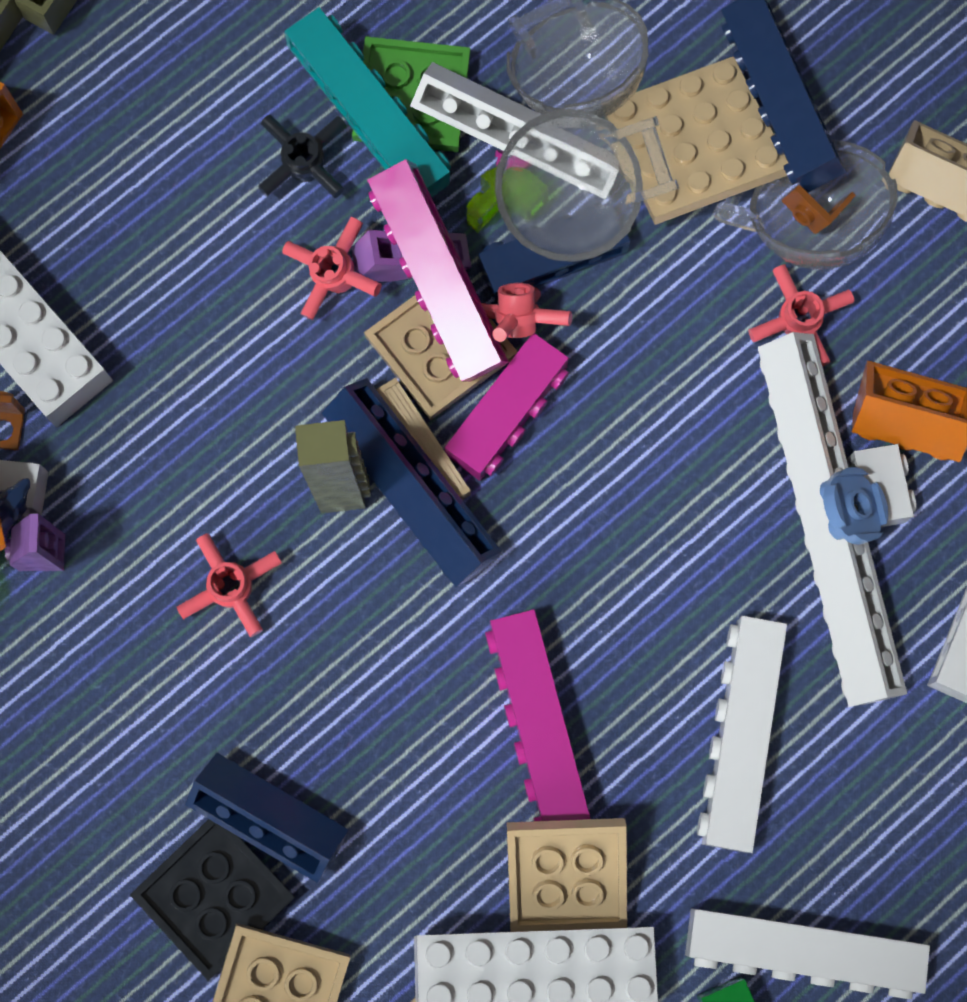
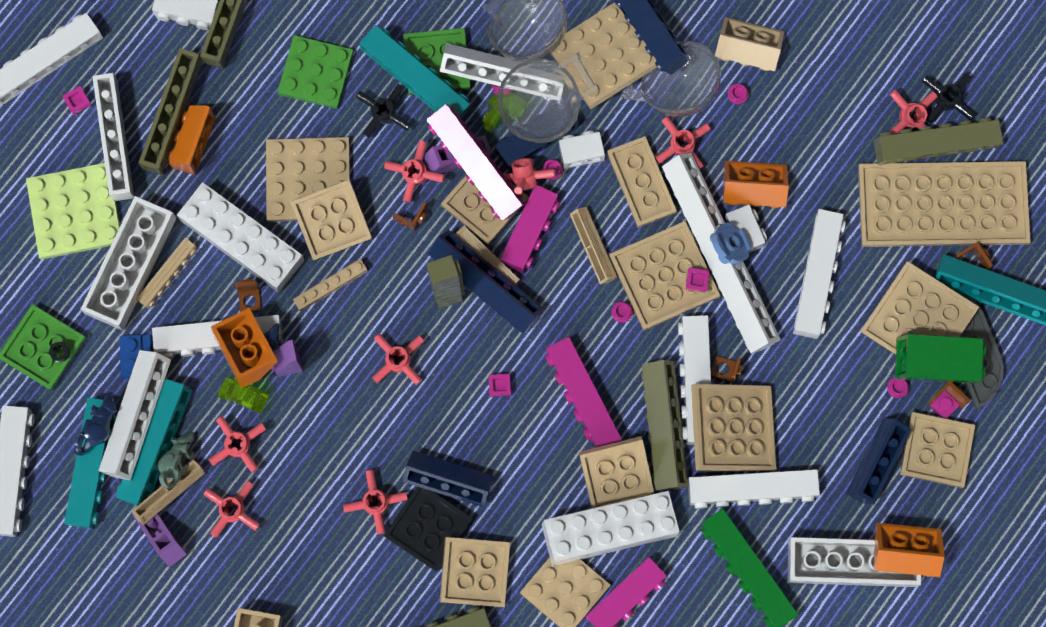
camera: 10 degrees left, 0 degrees up
(143, 432) = (330, 285): none -> tan piece
(146, 830) = (368, 498): none -> coral bar
(150, 246) = (302, 168): none -> tan plate
(170, 319) = (331, 219): none -> tan plate
(206, 71) = (315, 72): none -> bright green plate
(321, 349) = (419, 218): none -> dark orange bracket
(395, 668) = (499, 385): none -> dark pink plate
(578, 312) = (553, 164): none -> dark pink plate
(610, 459) = (593, 245): none -> tan piece
(625, 290) = (581, 149): none -> white brick
(636, 585) = (622, 312): none -> dark pink plate
(670, 805) = (664, 425): none -> olive brick
(716, 367) = (641, 182): none -> tan plate
(723, 537) = (656, 275): none -> tan plate
(780, 557) = (697, 280): none -> dark pink plate
(792, 836) = (733, 427): none -> tan plate
(810, 212) = (676, 86): dark orange bracket -> none
(814, 725) = (734, 369): none -> dark orange bracket
(912, 252) = (738, 93): none -> dark pink plate

